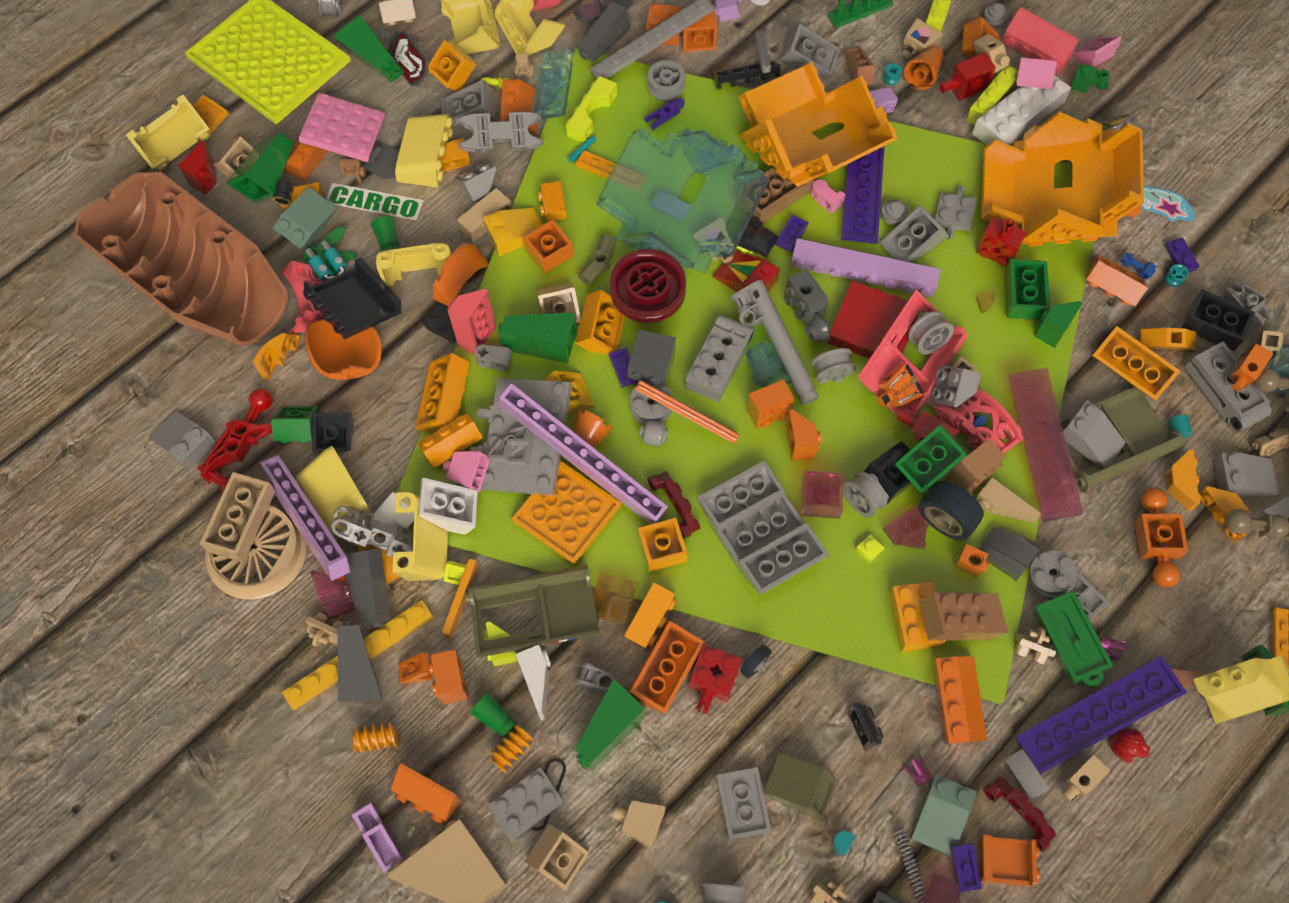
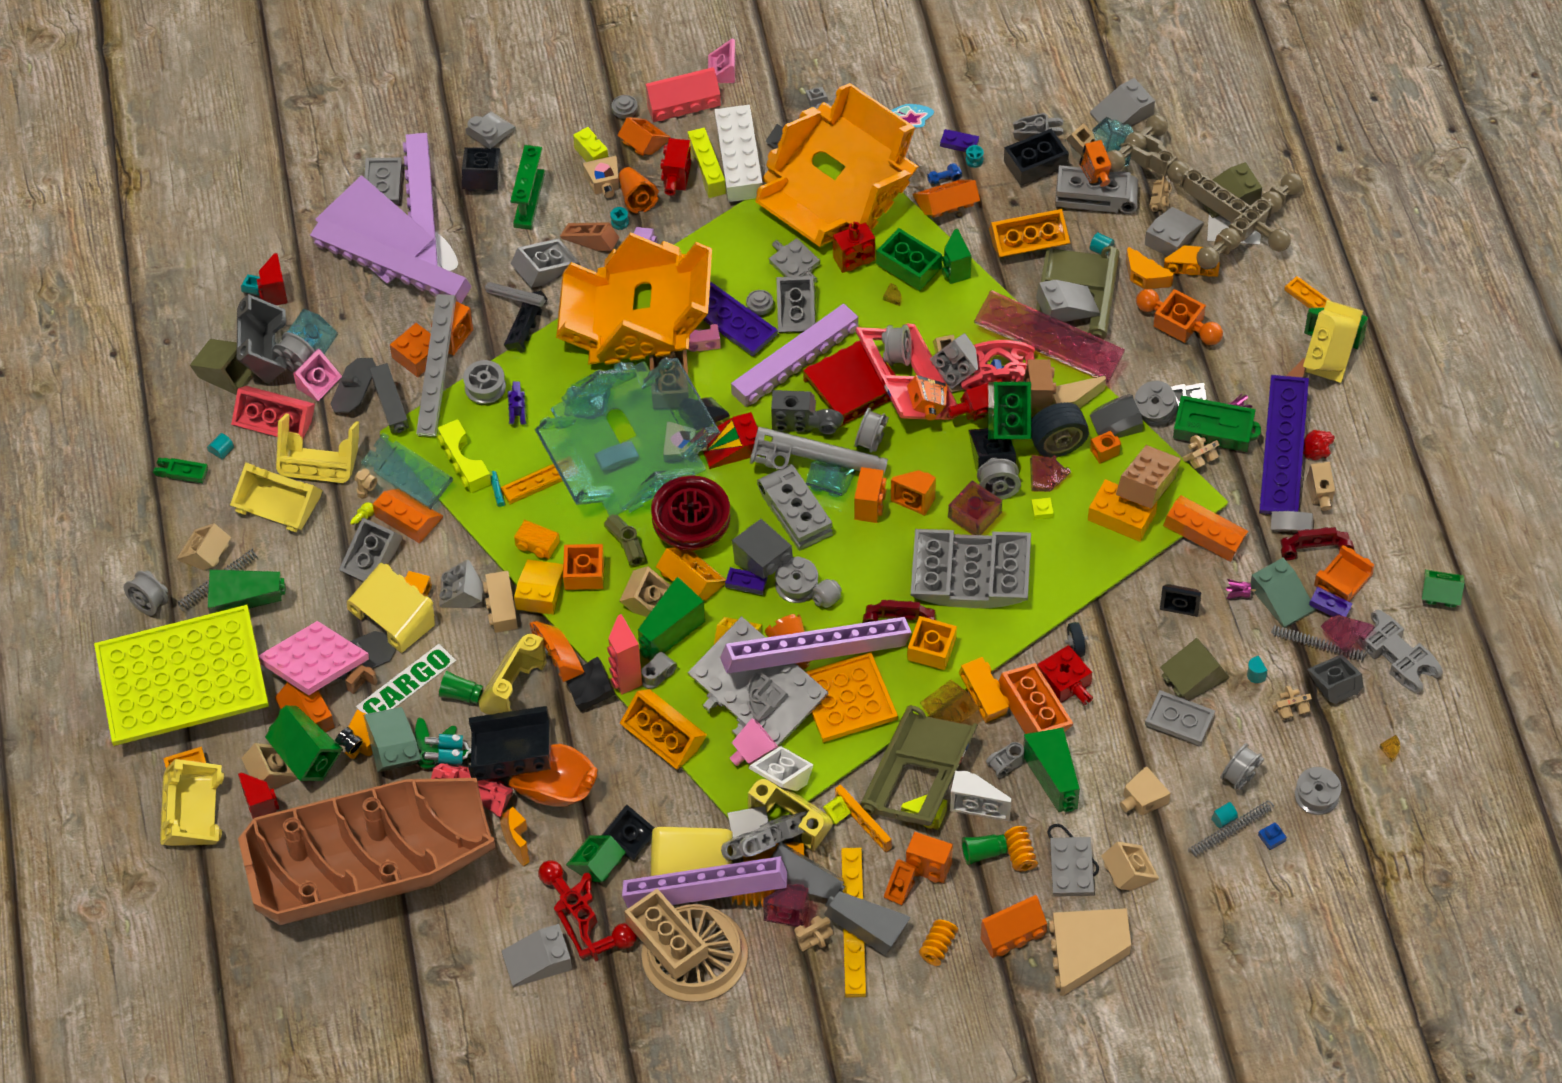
camera: 55 degrees left, 10 degrees down
(377, 836) = (1020, 984): lavender slope -> none
(409, 58) = (289, 562): shield -> none
(450, 439) = (716, 742): light orange brick -> none
(451, 65) = (319, 536): light orange brick -> none
(511, 131) = (425, 546): light grey piece -> none
(687, 411) = (829, 555): orange axle -> none
(791, 232) = (718, 385): dark purple plate -> none
(994, 49) = (662, 131): tan torso -> none
(1036, 73) = (719, 117): bright pink slope -> none
(1086, 76) = (744, 88): green brick -> none
(1115, 122) = (806, 99): shield -> none
(1168, 338) = (1024, 199): light orange slope -> none

